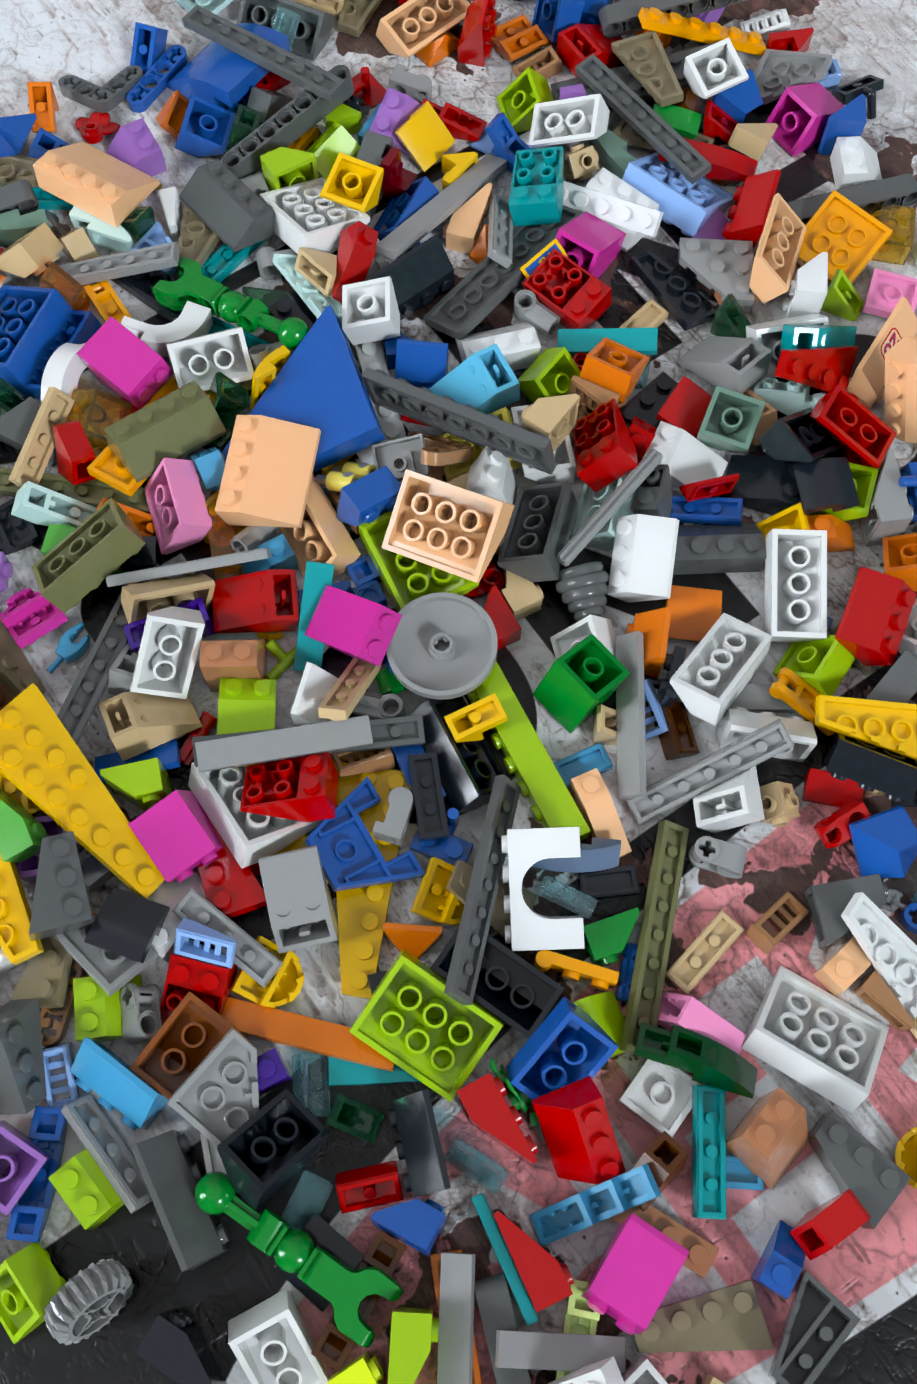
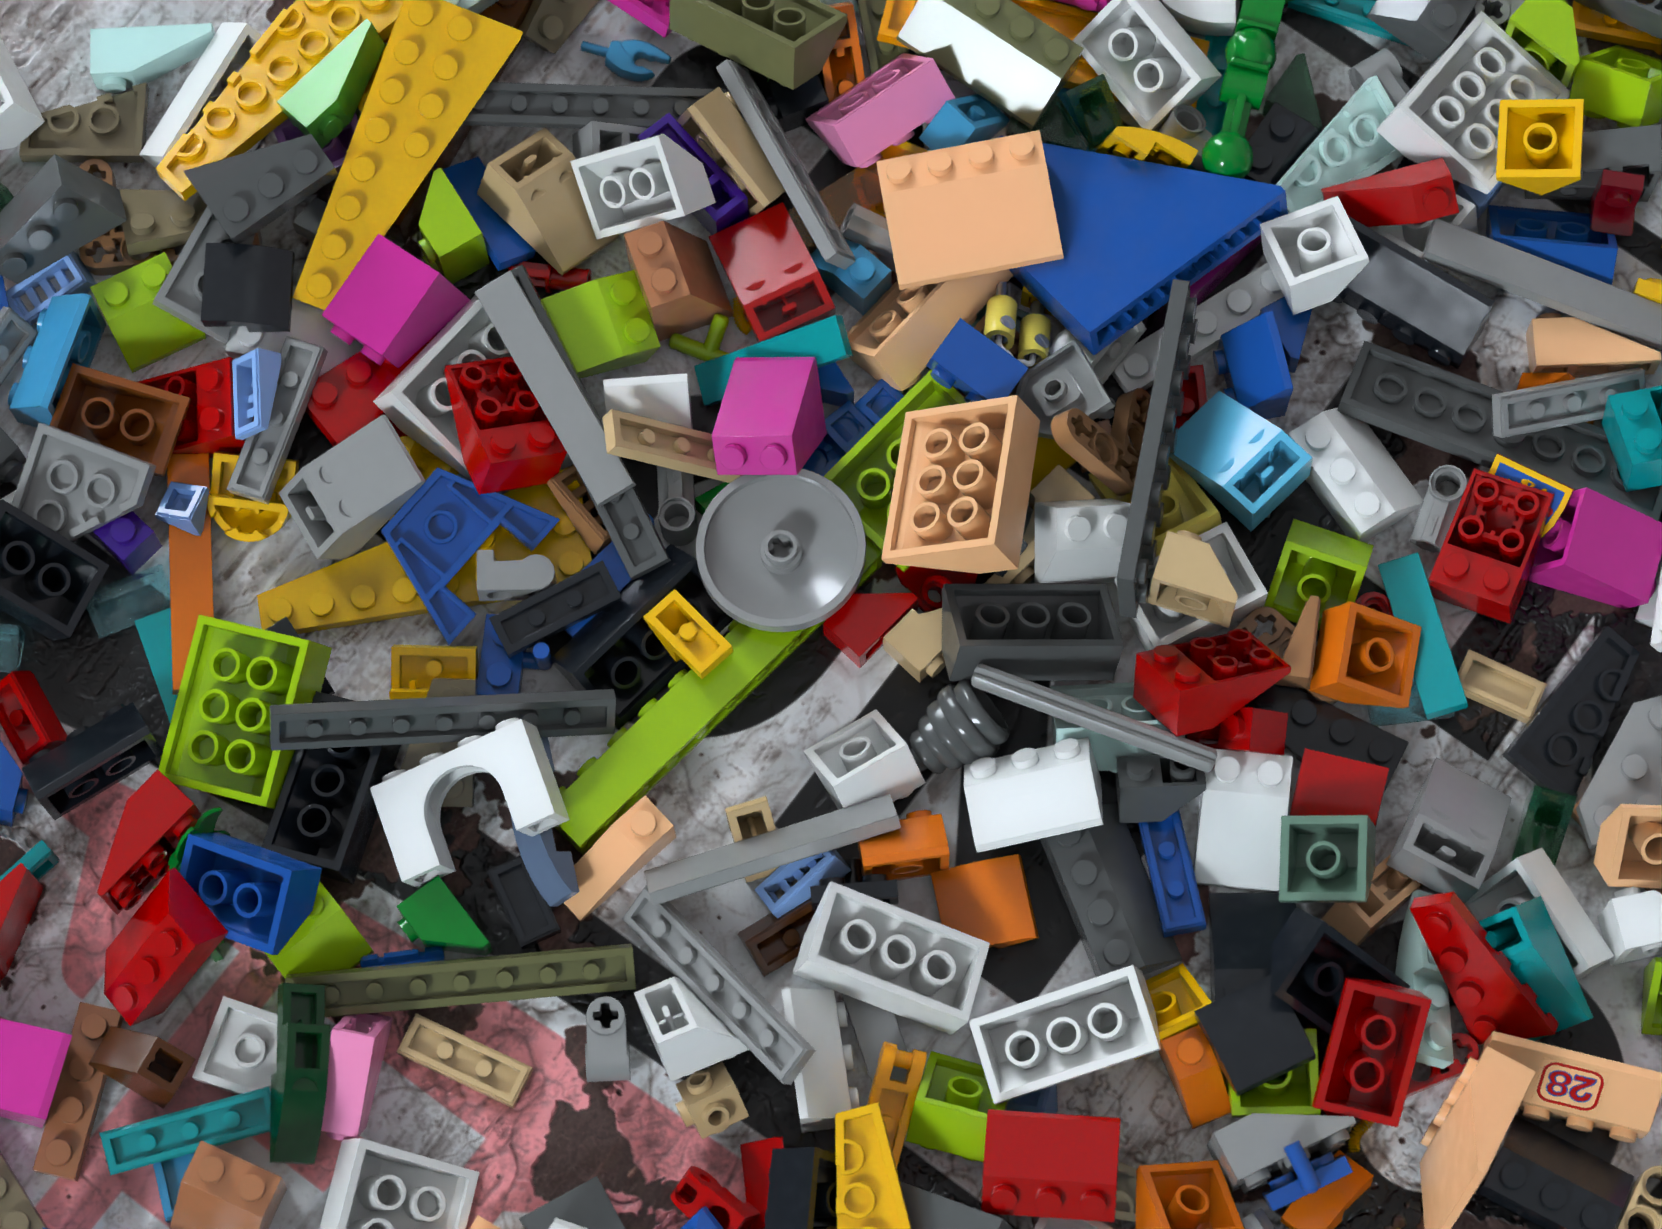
camera: 75 degrees right, 5 degrees up
(140, 1011) = (156, 351): light grey piece -> none
(262, 1022) = (184, 507): none -> medium blue slope
(317, 268) = (1366, 151): tan slope -> none
(355, 1118) = (101, 665): clear green slope -> none
(413, 938) = (355, 660): orange slope -> none
(476, 1165) = (91, 840): clear light blue slope -> none
(567, 897) = (473, 845): clear light blue slope -> none
(573, 969) = (381, 887): light orange plate -> none
(580, 682) = (797, 764): green slope -> none
(582, 762) = (692, 818): dark azure tile -> none
(595, 1204) = (79, 999): dark azure slope -> none
(709, 487) = (1204, 864): red slope -> none
(764, 935) = (518, 1157): medium nougat slope -> none

